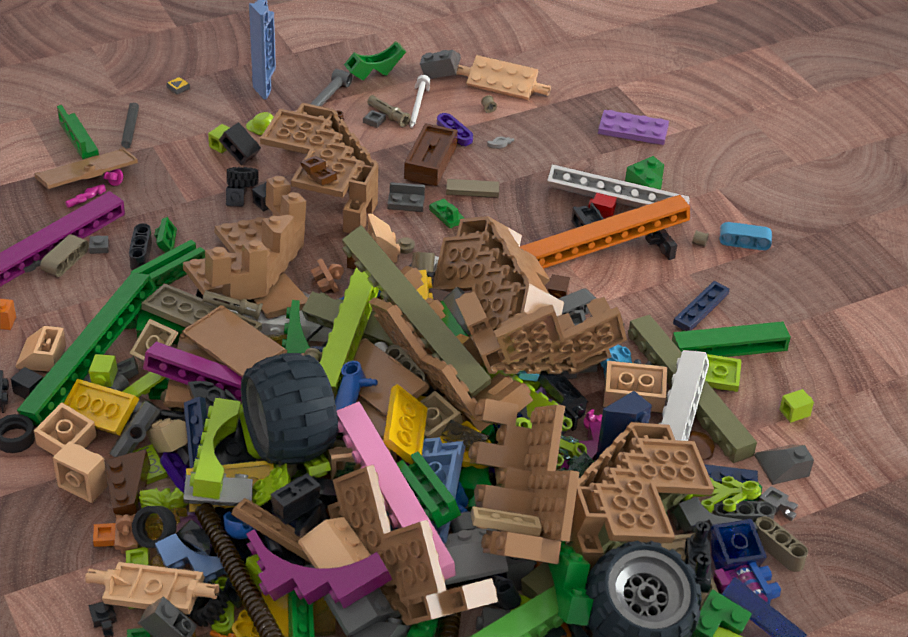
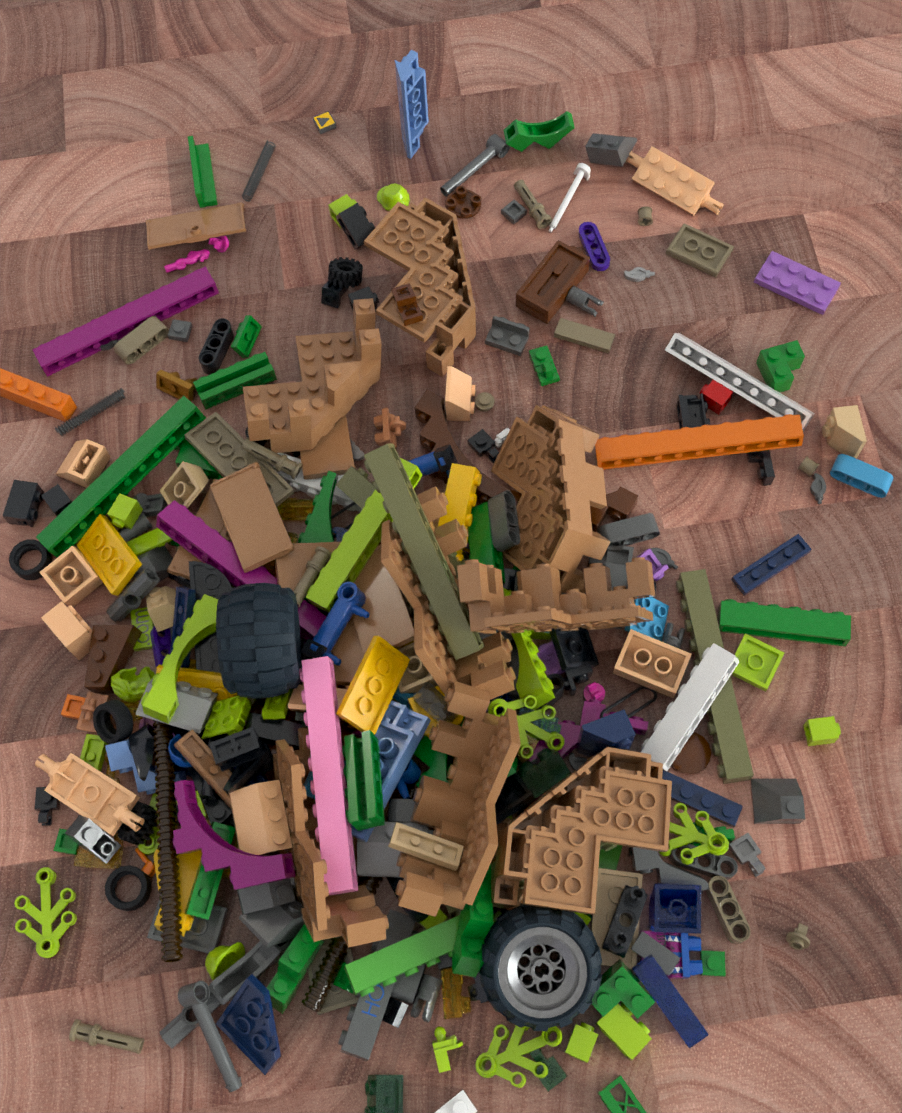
camera: 25 degrees right, 25 degrees up
(31, 313) = (92, 410): none -> dark grey piece
(107, 280) = (174, 386): none -> pearl gold tile
(423, 261) = (481, 448): dark tan beam -> none
(459, 163) = (581, 298): none -> dark grey hinge
(544, 119) = (699, 250): none -> dark tan tile
(714, 251) = (818, 487): none -> dark grey piece
(719, 205) = (845, 430): none -> tan slope
(723, 578) = (646, 945): none -> dark grey sticker
(788, 587) = (713, 963): none -> green plate
(848, 549) = (798, 938): none -> dark tan plate

